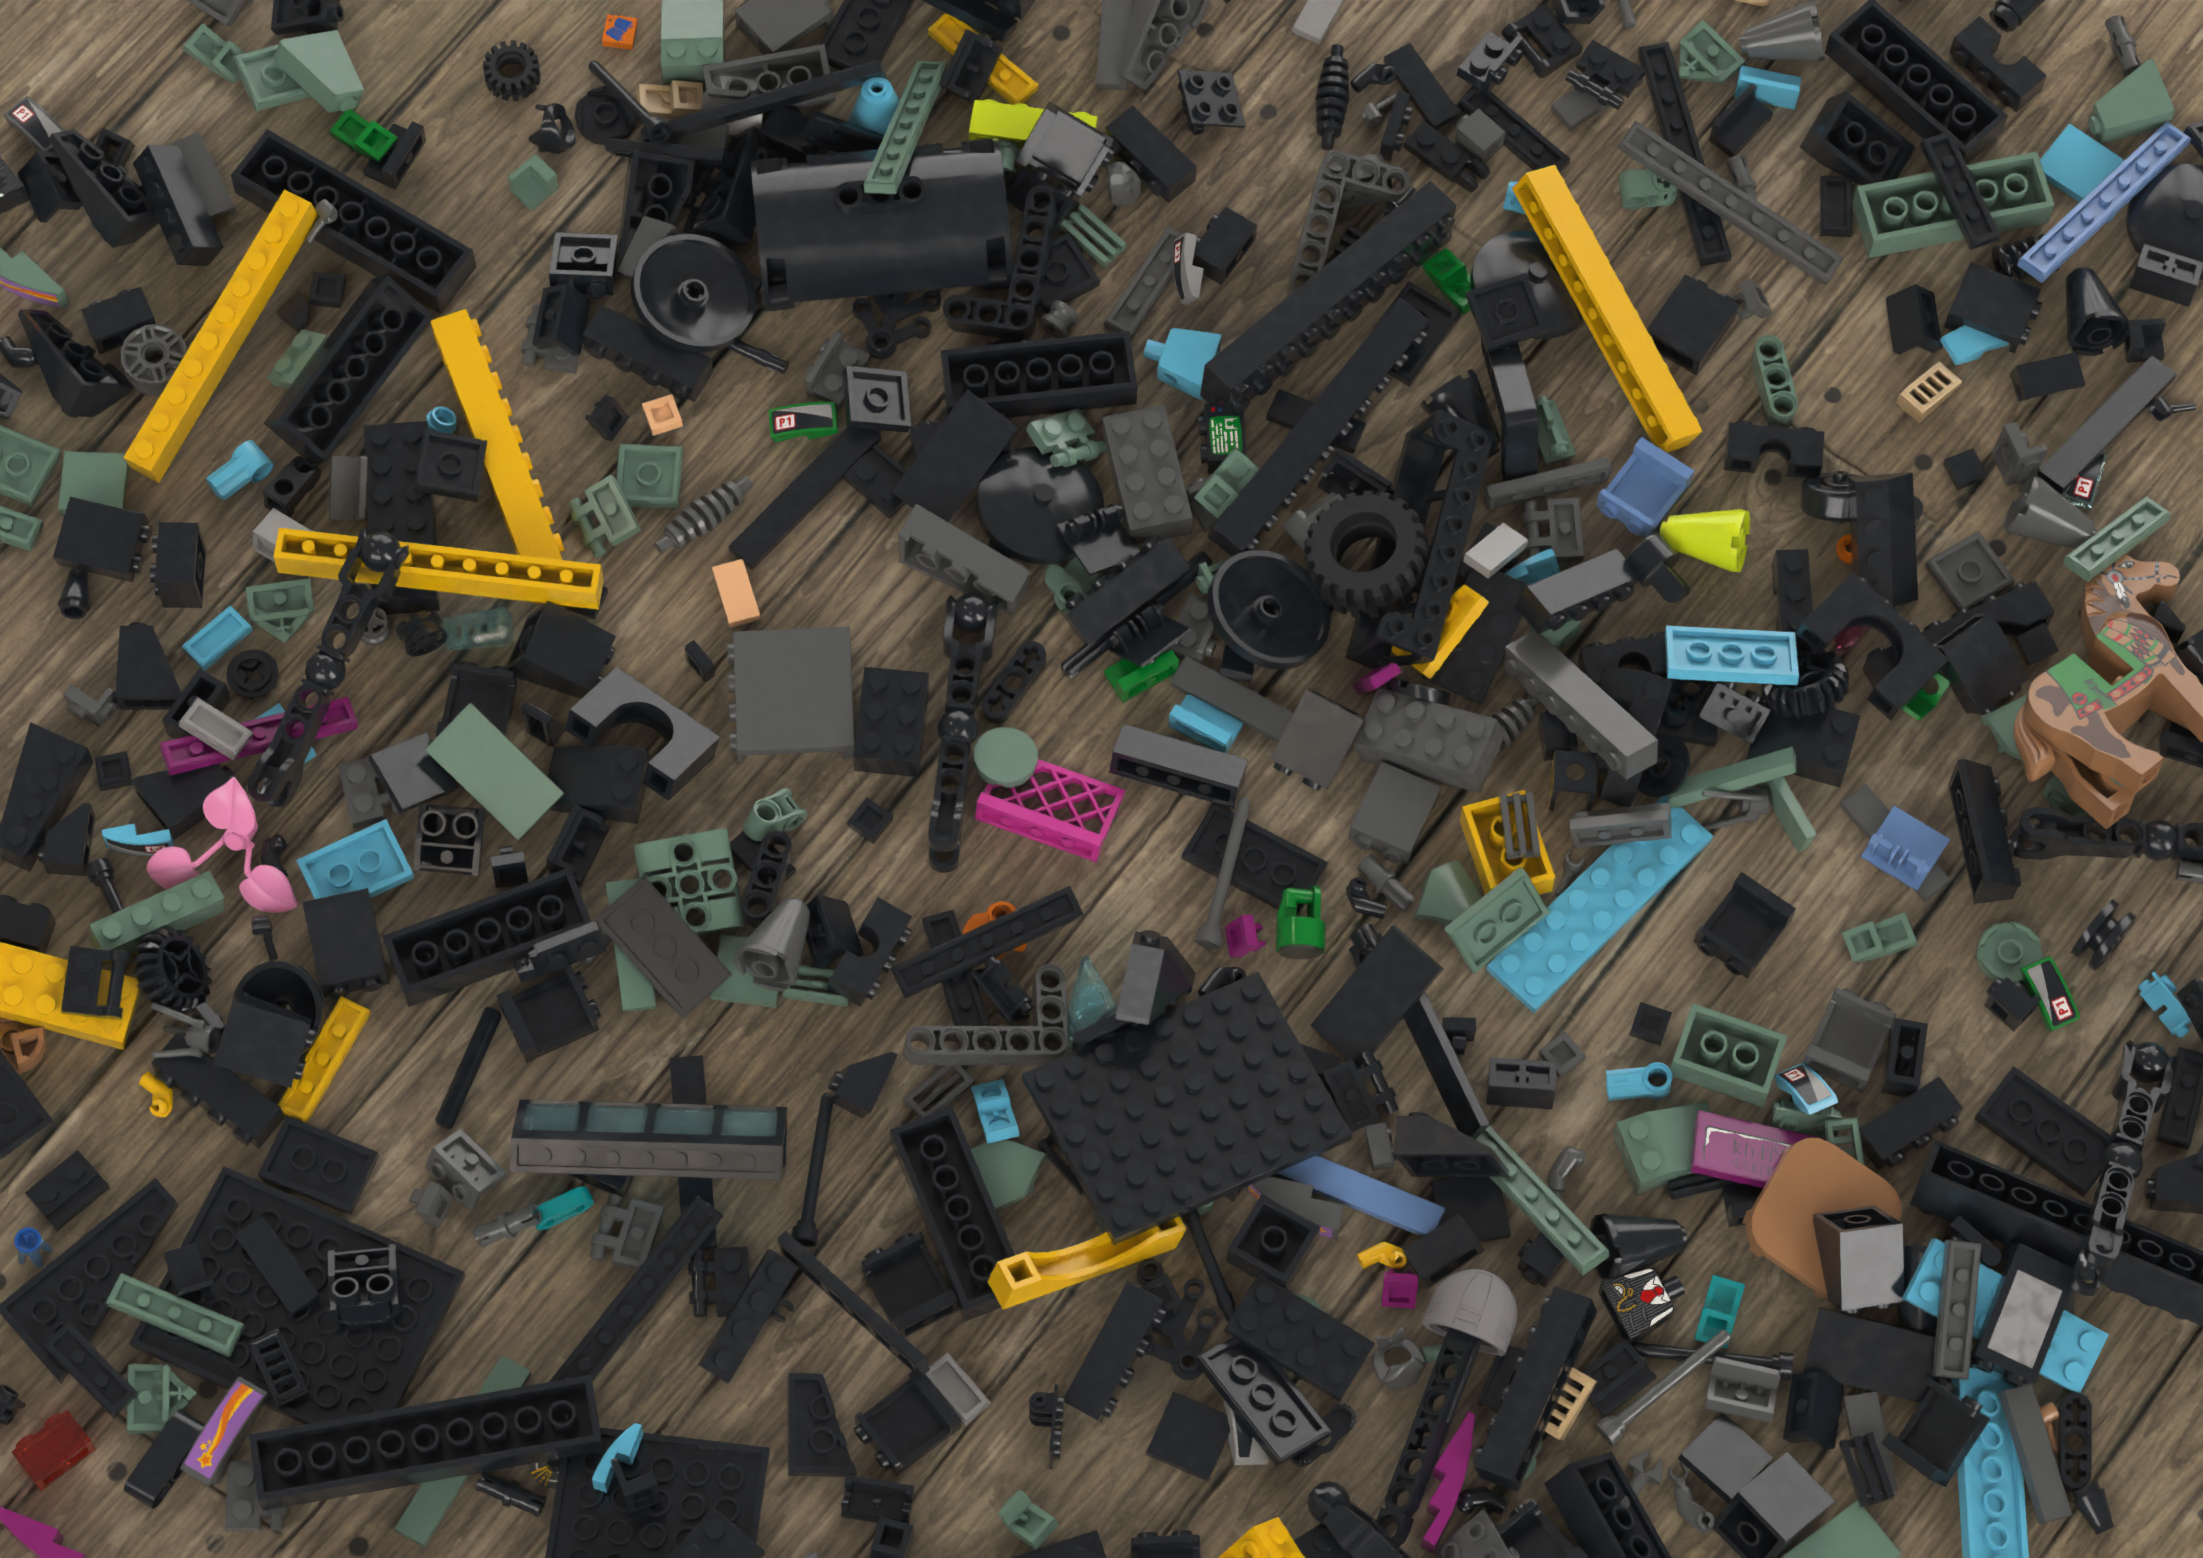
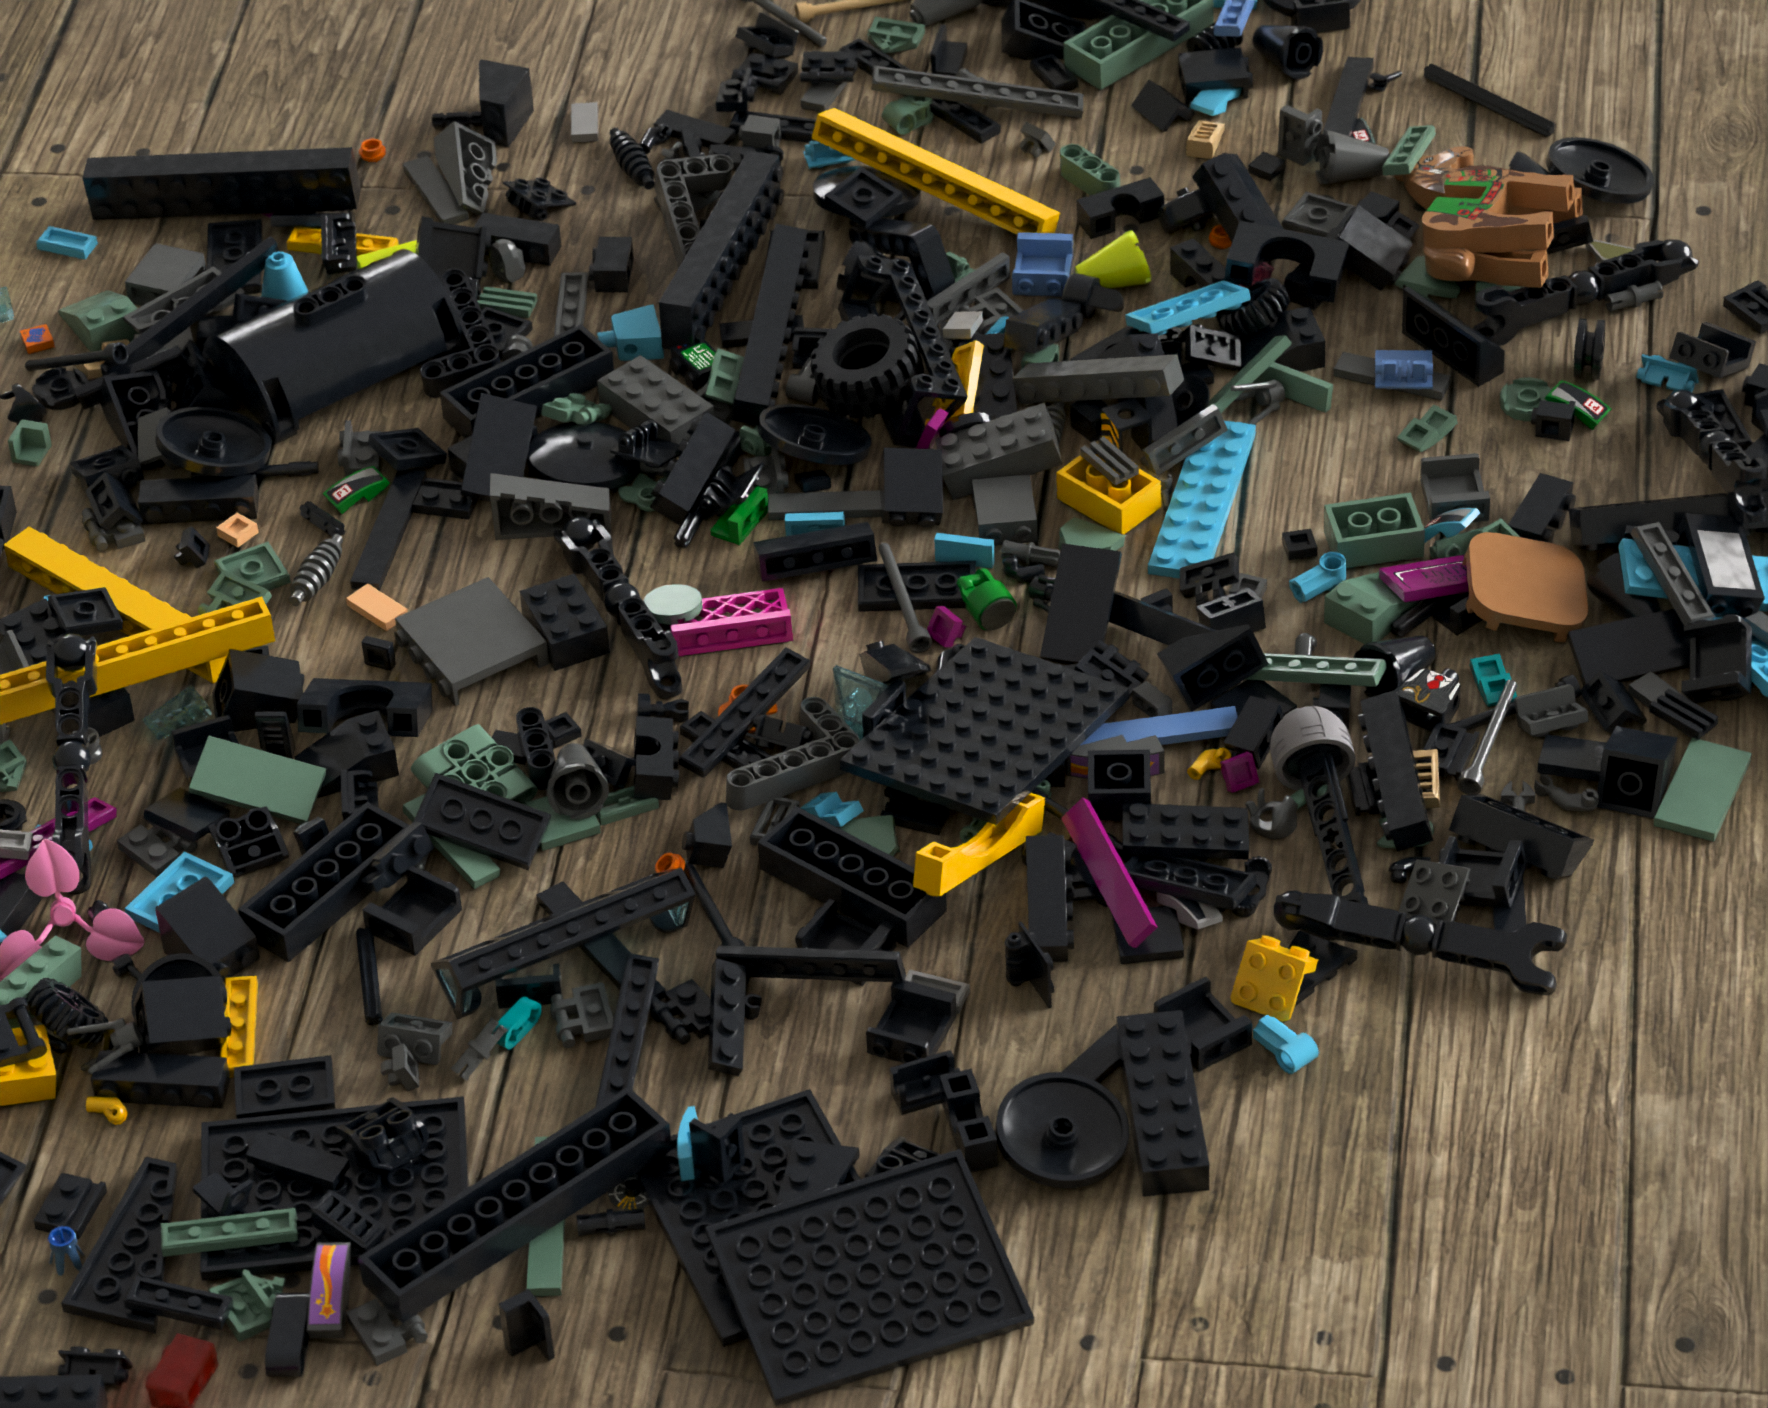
camera: 25 degrees left, 25 degrees down
(422, 633) = (131, 729): black wheel -> none
(750, 444) = (322, 519): none -> black axle
(773, 813) = (504, 713): sand green piece -> none
(807, 1096) = (669, 861): none -> orange plate
(813, 855) = (562, 729): none -> black tile
(813, 1431) = (835, 1067): black wing -> none
(870, 820) = (591, 687): black plate -> none
(894, 312) = (384, 419): black plant -> none
(905, 128) = (319, 272): sand green tile -> none
(915, 885) = (675, 709): none -> black piece
(1013, 668) = (639, 556): black beam -> none
(1027, 1520) = (1059, 1040): sand green bracket -> none
(1186, 276) = (596, 286): light grey slope -> none
(1190, 1354) = (1109, 873): none -> magenta tile
(1323, 844) = (964, 548): none -> medium azure tile
(1450, 278) = (800, 216): green slope -> none
(1451, 1472) = (1374, 861): magenta slope -> none
(1496, 920) = (1136, 525): sand green tile -> none
(1533, 1020) = (1208, 576): none -> black hinge
(1692, 323) = (1004, 162): black brick -> none
(1744, 926) = (1322, 461): black panel -> none
(1772, 87) = (959, 29): medium azure panel -> none
(1861, 1257) = (1576, 584): slope -> none
(1904, 1057) = (1504, 476): black brick -> none
(1926, 702) = (1344, 294): green bracket -> none
(2045, 1130) = (1641, 478): black tile -> none
(2047, 376) = (1282, 92): black hinge -> none
(2145, 340) = (1334, 50): black panel -> none

